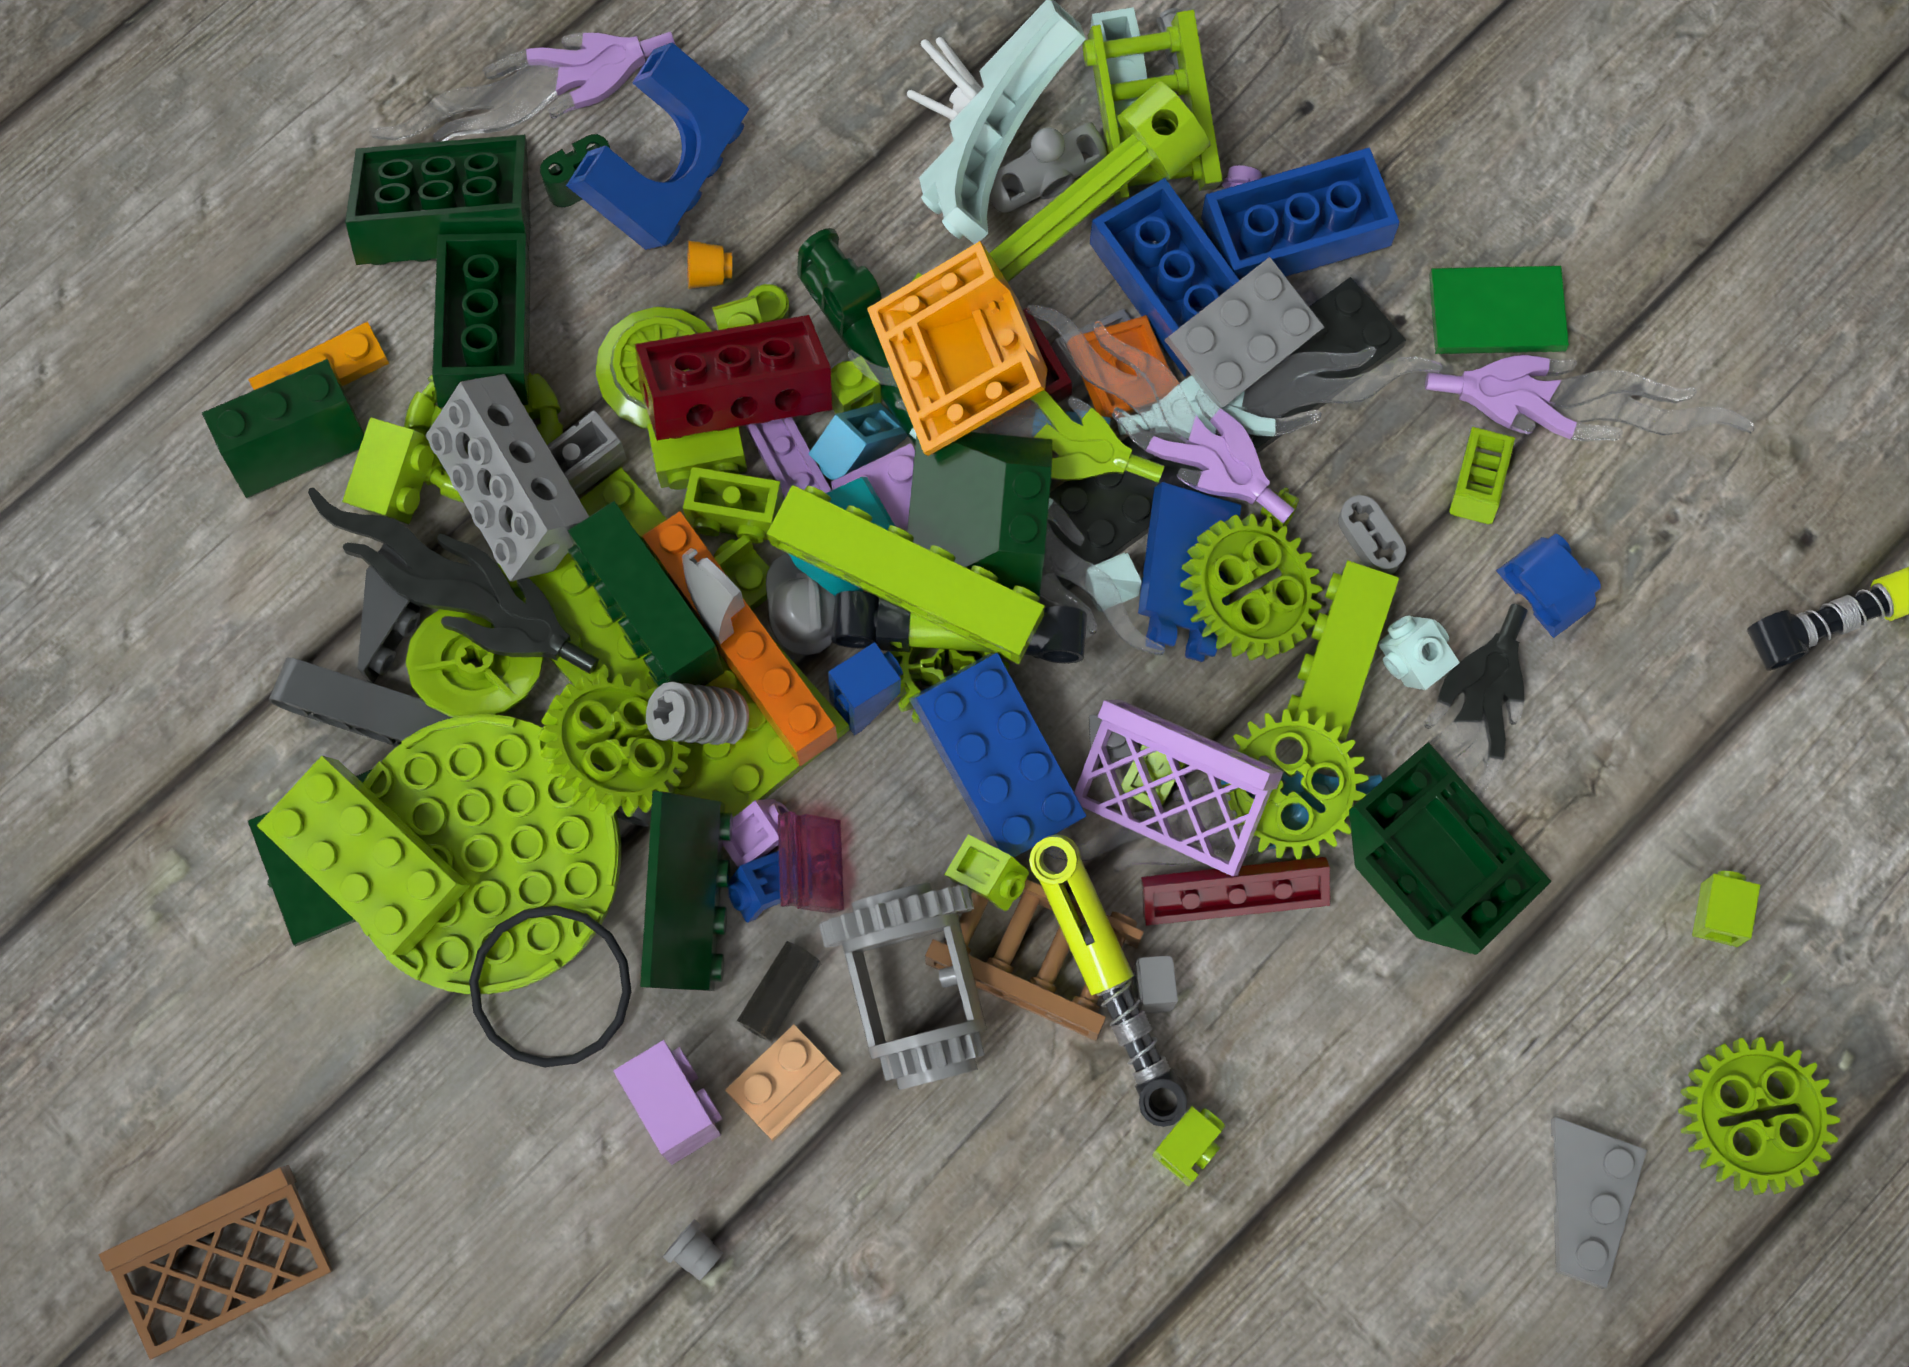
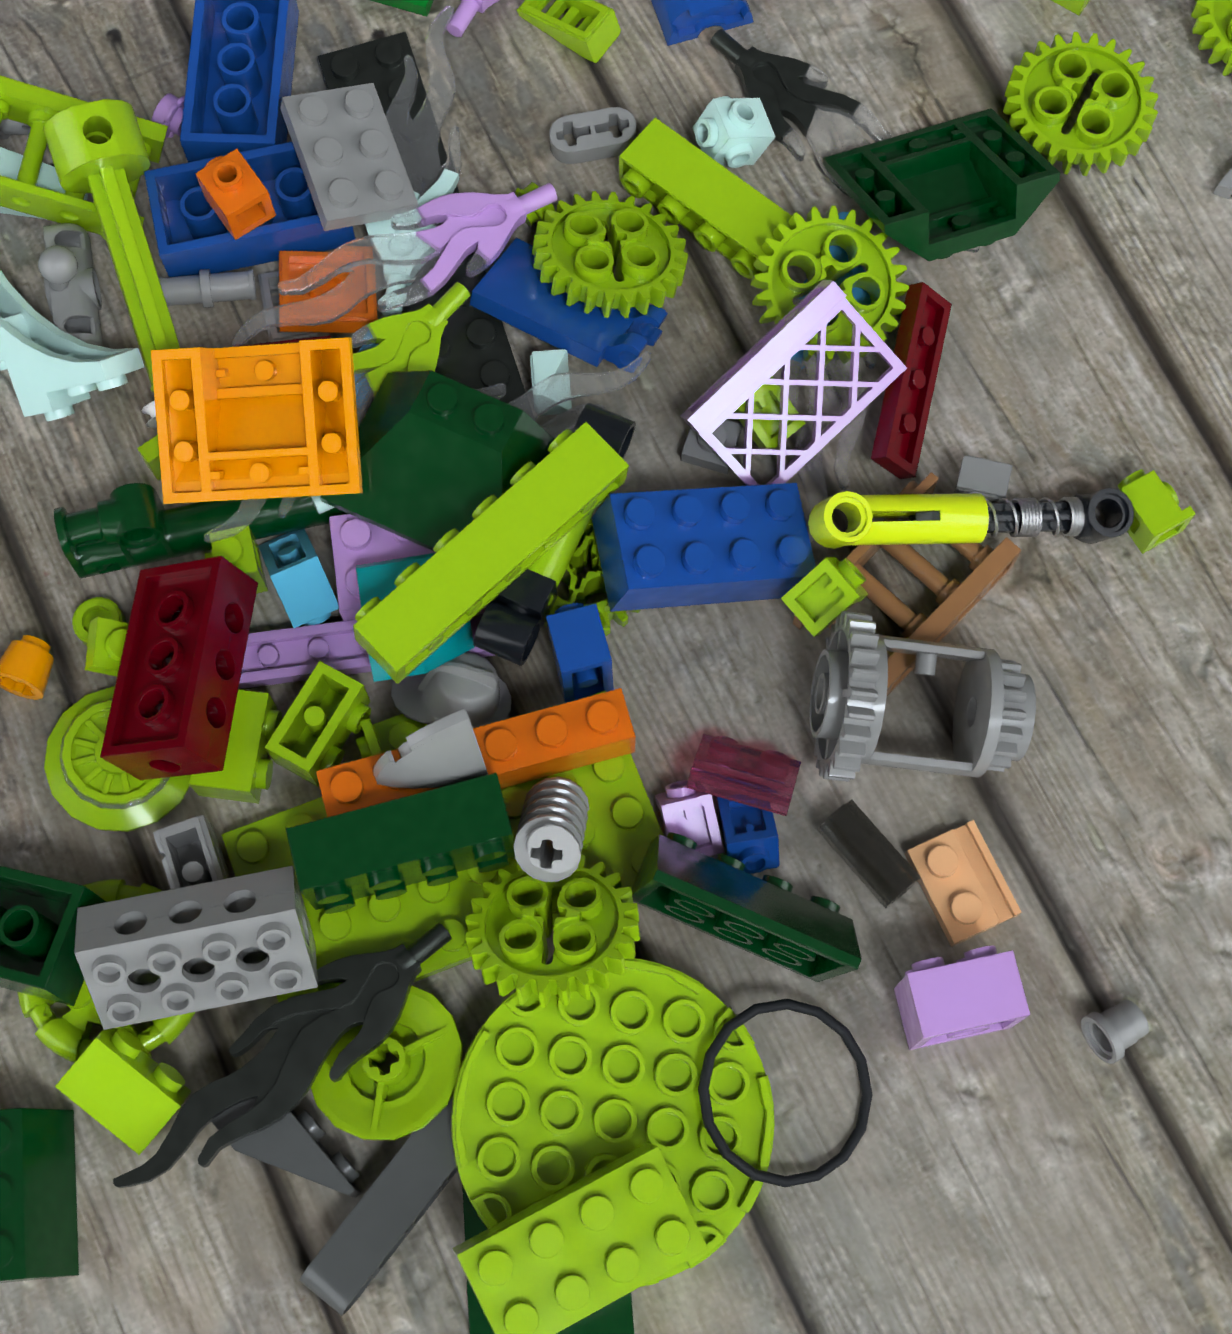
camera: 70 degrees left, 0 degrees up
(1092, 272) = (209, 288): none -> light grey pin
(1164, 255) = (235, 193): none -> orange brick
(1584, 1001) = (1120, 120): none -> lime gear

